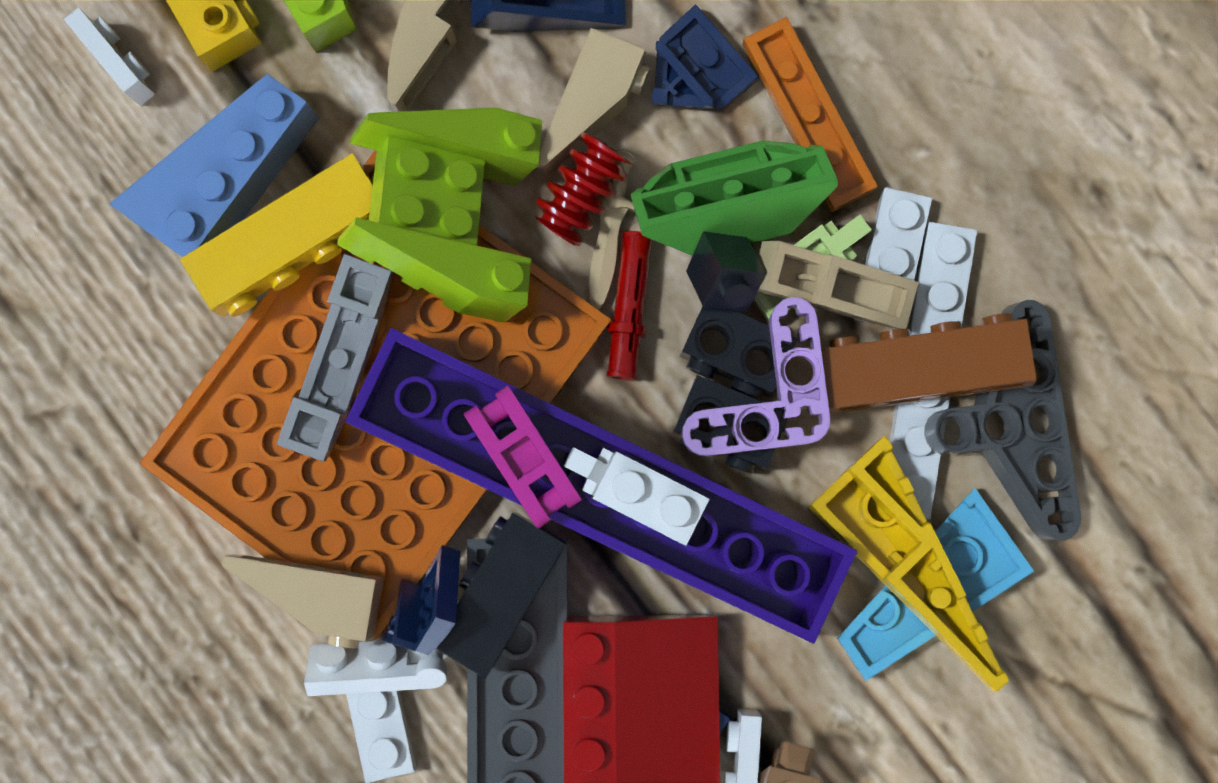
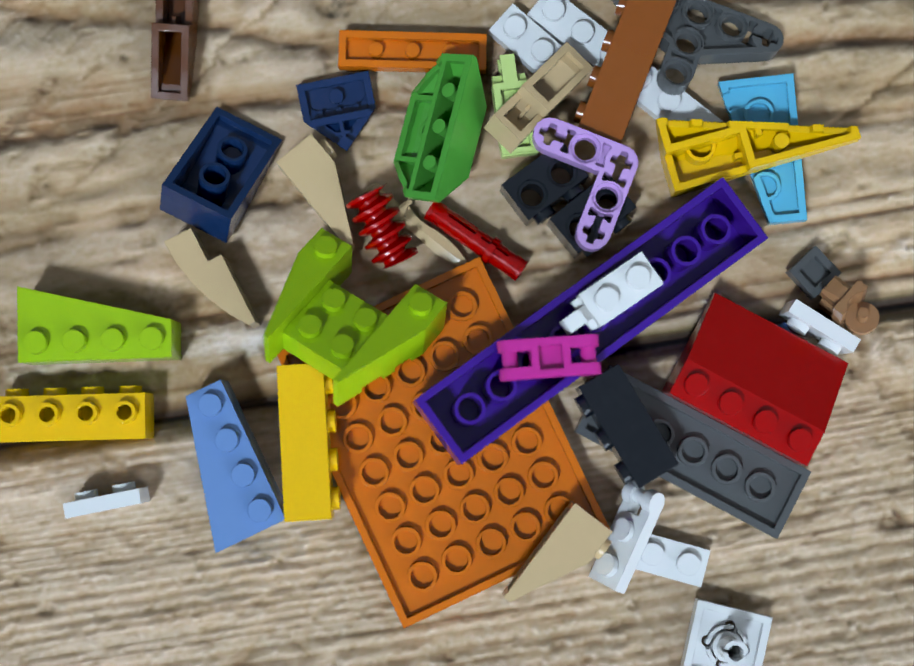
camera: 75 degrees left, 0 degrees up
(338, 360) = (408, 452): light grey slope -> none
(427, 610) = (612, 478): dark blue slope -> none
(725, 272) = (491, 162): black brick -> none
(808, 721) = (812, 272): none -> dark grey plate

